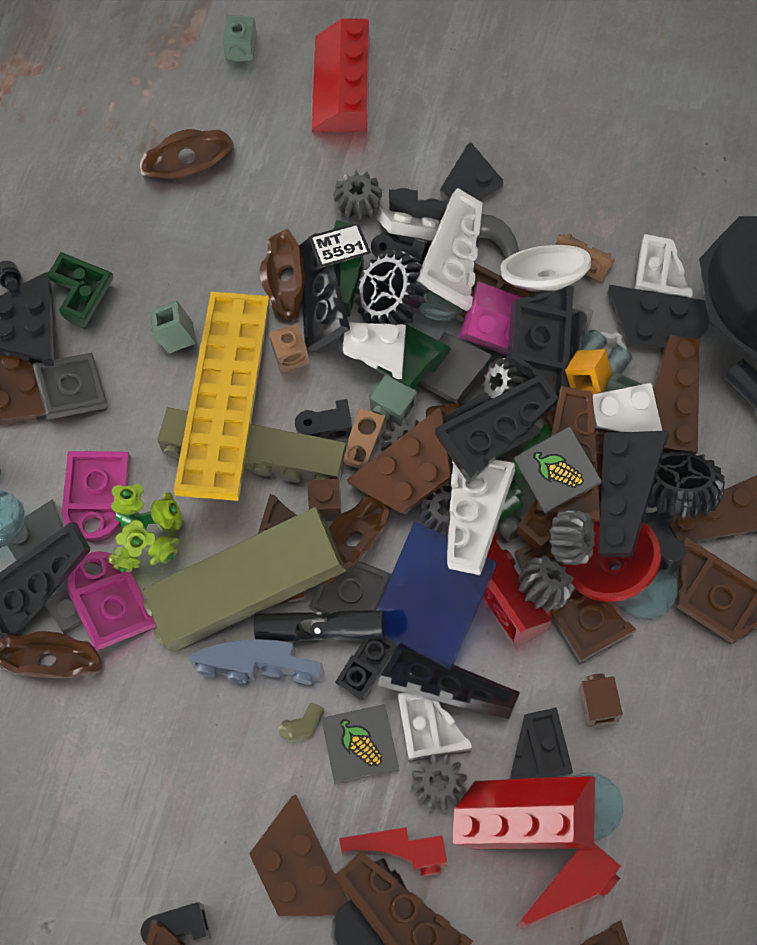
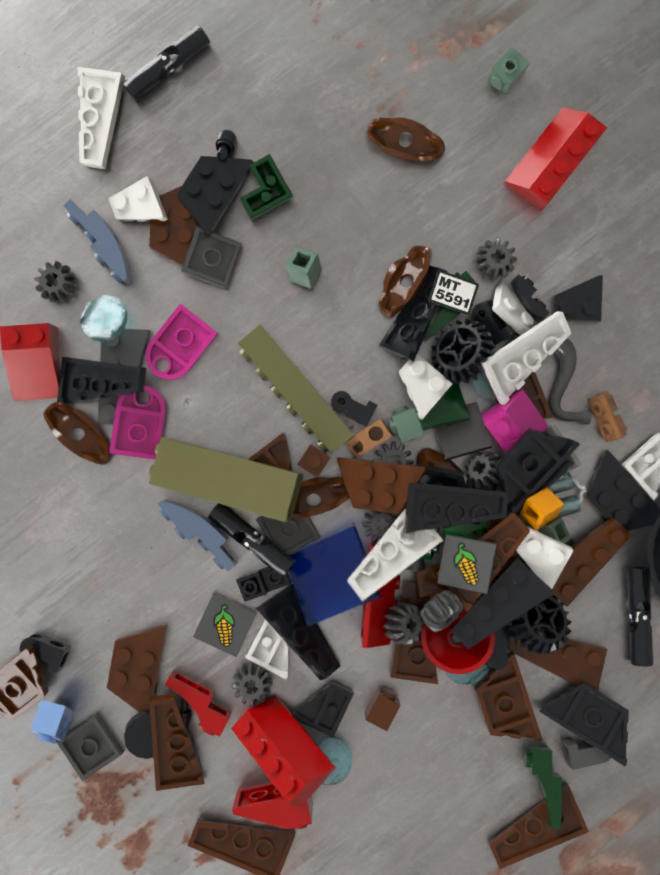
camera: 35 degrees right, 20 degrees up
(134, 535) = (174, 405): lime plant -> none
(222, 397) = (300, 344): yellow plate -> none
(289, 348) = (368, 338): medium nougat brick -> none
(302, 727) = (197, 590): olive arm -> none
(546, 267) = (574, 414): white dish -> none

